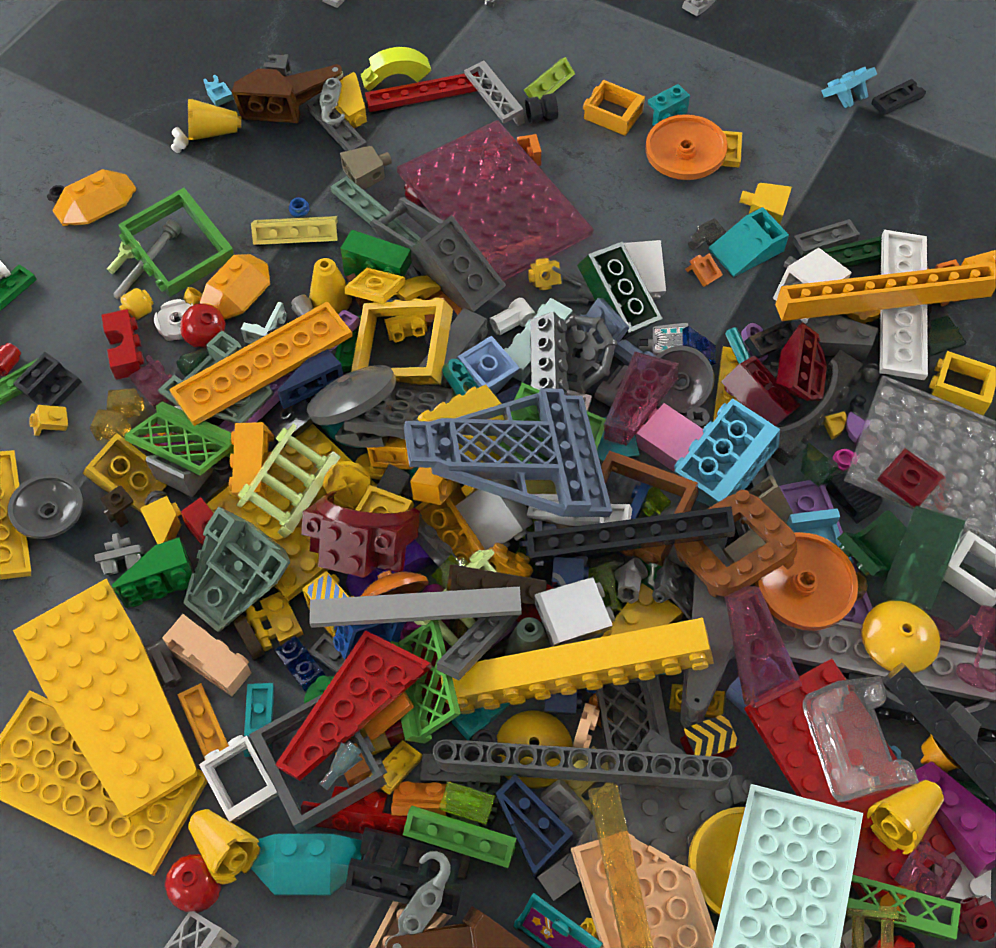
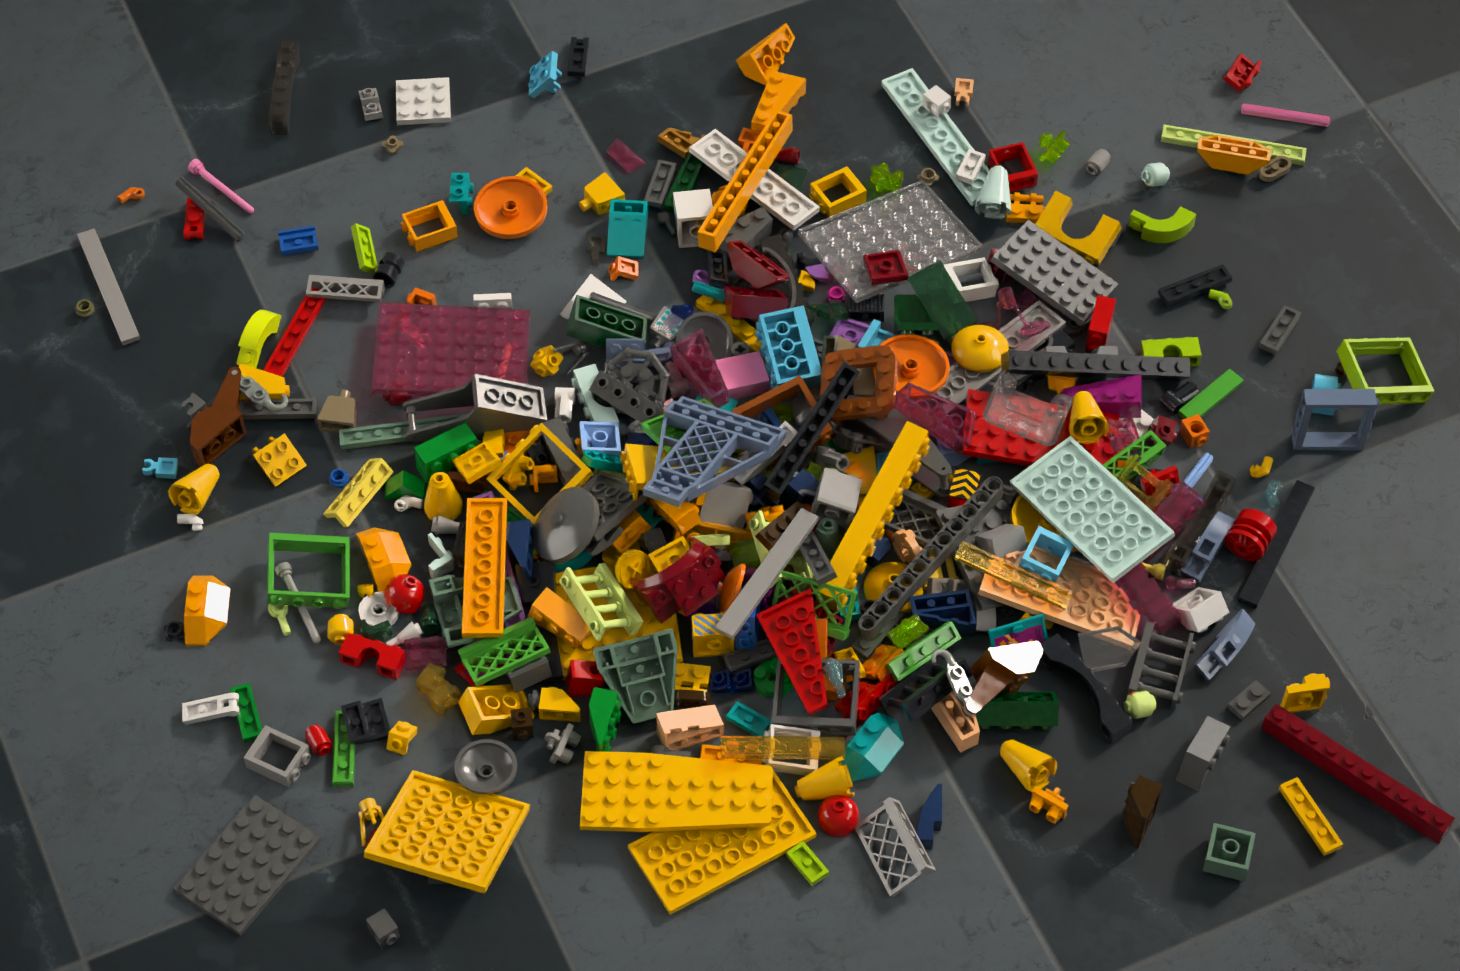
camera: 55 degrees left, 5 degrees down
(109, 889) = (807, 863): none -> lime plate
(149, 332) = (377, 632): none -> clear green bracket
(166, 356) = (410, 631): none -> white cone
(224, 768) = (781, 747): none -> clear yellow plate
(282, 156) = (279, 459): none -> yellow plate
(305, 267) = (408, 501): none -> white arm
(325, 250) = (404, 484): none -> green slope
(414, 345) = (543, 474): none -> light orange bracket
(443, 532) = (717, 540): none -> yellowish green plate
(518, 38) = (298, 240): none -> blue plate
(576, 197) = (497, 300): none -> white plate
(652, 288) = (603, 299): none -> dark grey axle
(668, 829) = (1003, 540): none -> light grey slope
(674, 37) = (392, 145): none -> dark tan plate
(706, 887) = (1052, 543): none -> medium azure window
(740, 29) = (423, 101): none -> white plate
(831, 195) = (624, 156): none -> clear pink slope
(886, 218) = (677, 141): none -> pearl gold wing
(964, 316) = (789, 155): none -> dark red cone

